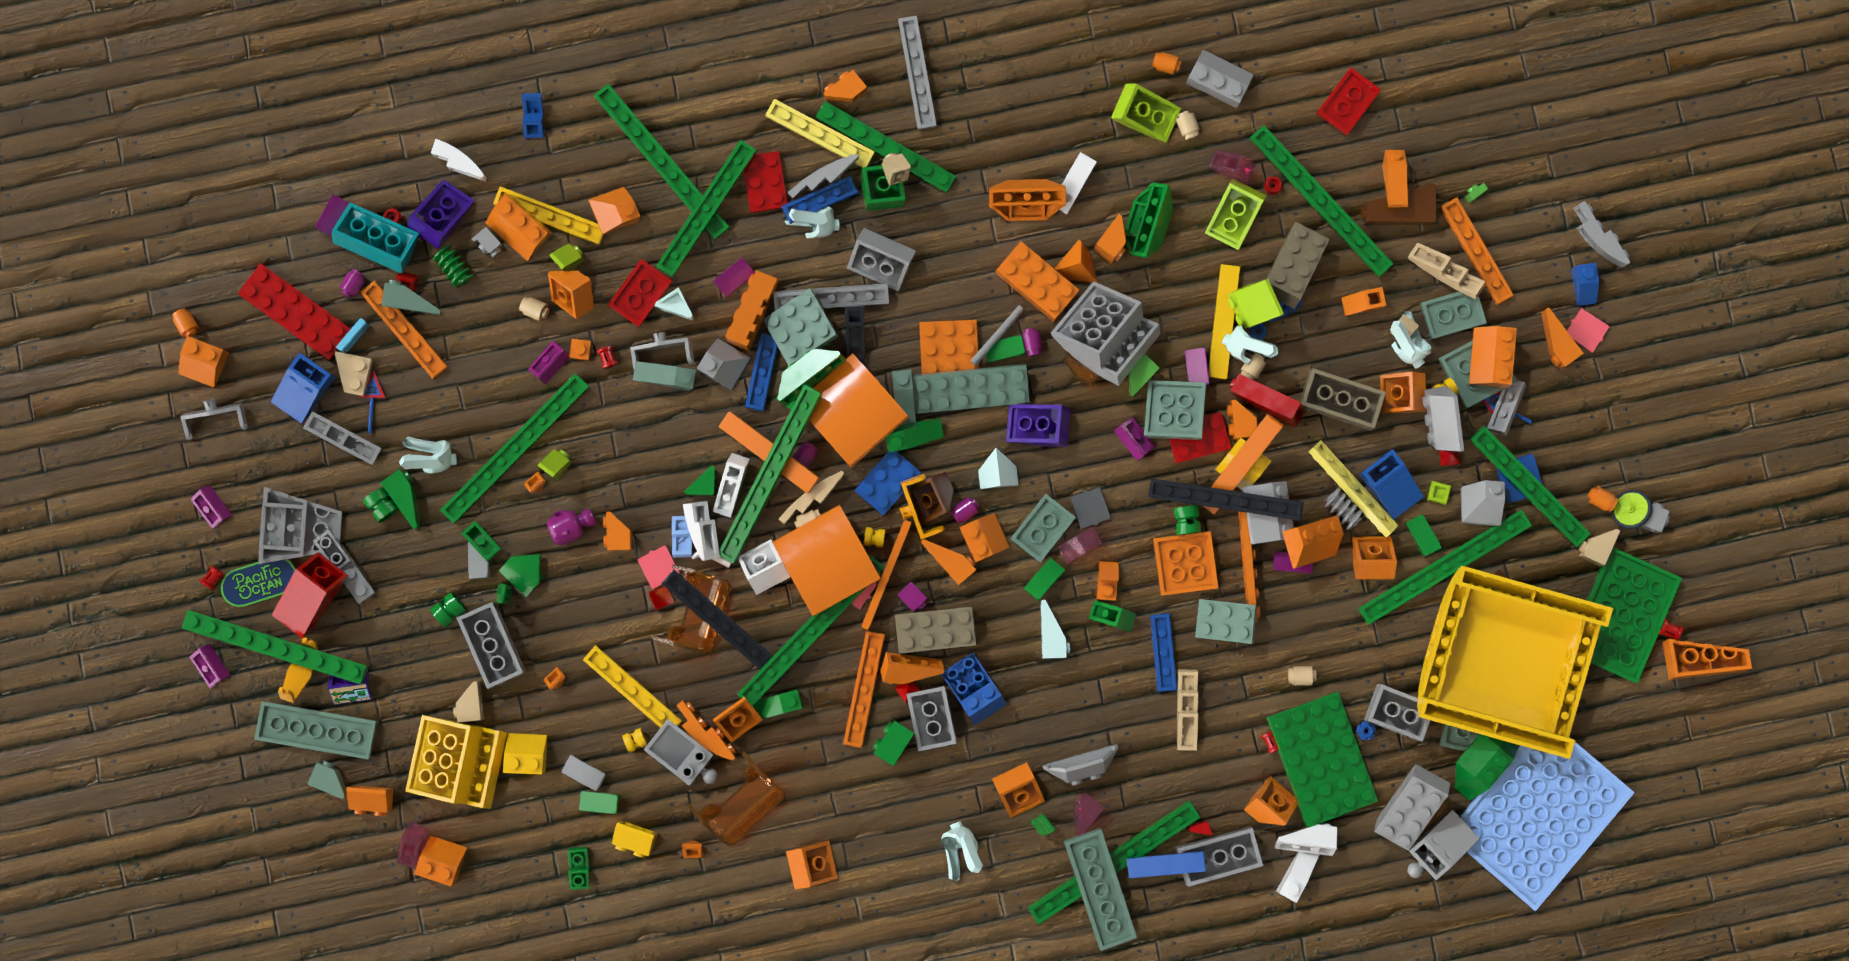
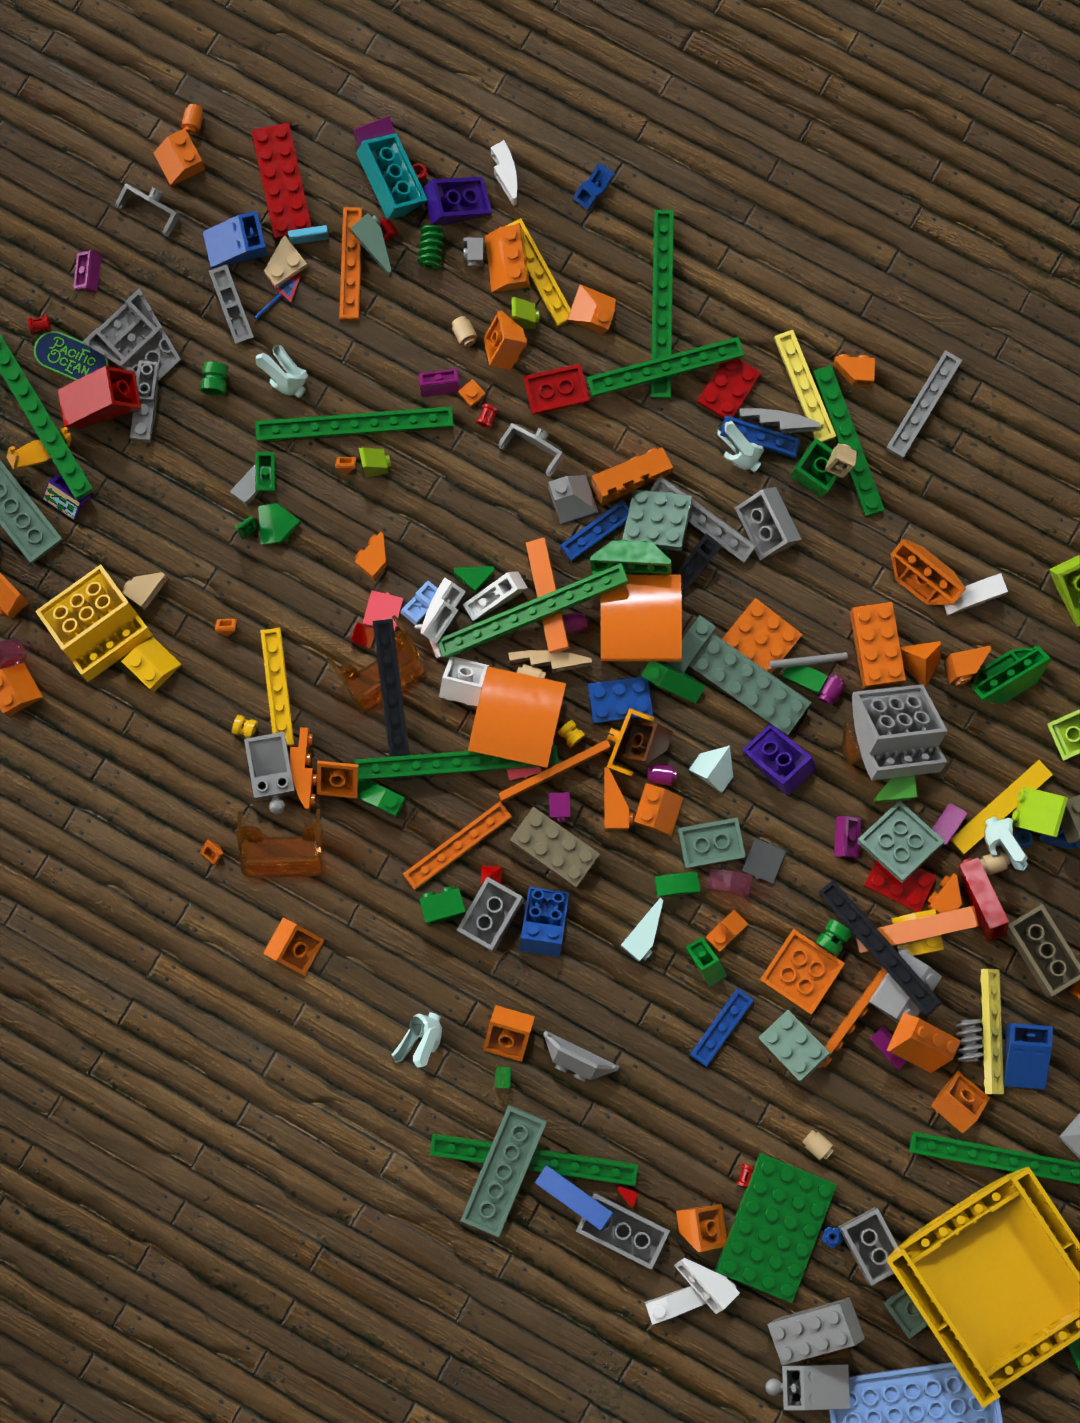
camera: 45 degrees right, 5 degrees down
(352, 283) = (343, 195): magenta brick -> none
(403, 494) = (238, 385): green slope -> none
(448, 609) = (193, 501): green wheel -> none
(491, 645) = (200, 557): light grey brick -> none
(568, 526) = (341, 518): magenta piece -> none
(579, 868) = (113, 788): green slope -> none
(584, 773) = (182, 718): light grey slope -> none
(599, 802) = (174, 751): slope -> none
(634, 838) = (175, 802): yellow slope -> none
(664, 375) = (518, 466): sand green slope -> none
(675, 304) = (575, 419): light aqua slope -> none
(733, 277) = (639, 438): magenta slope -> none
(909, 668) = (504, 857): orange slope -> none
(1085, 812) = (546, 1098): clear pink slope -> none
(1187, 709) = (700, 1090): tan slope -> none
(1423, 535) = (1017, 1120): green slope -> none
(1438, 492) = (1060, 1097): lime tile -> none
(1482, 765) = (905, 1350): green wedge -> none

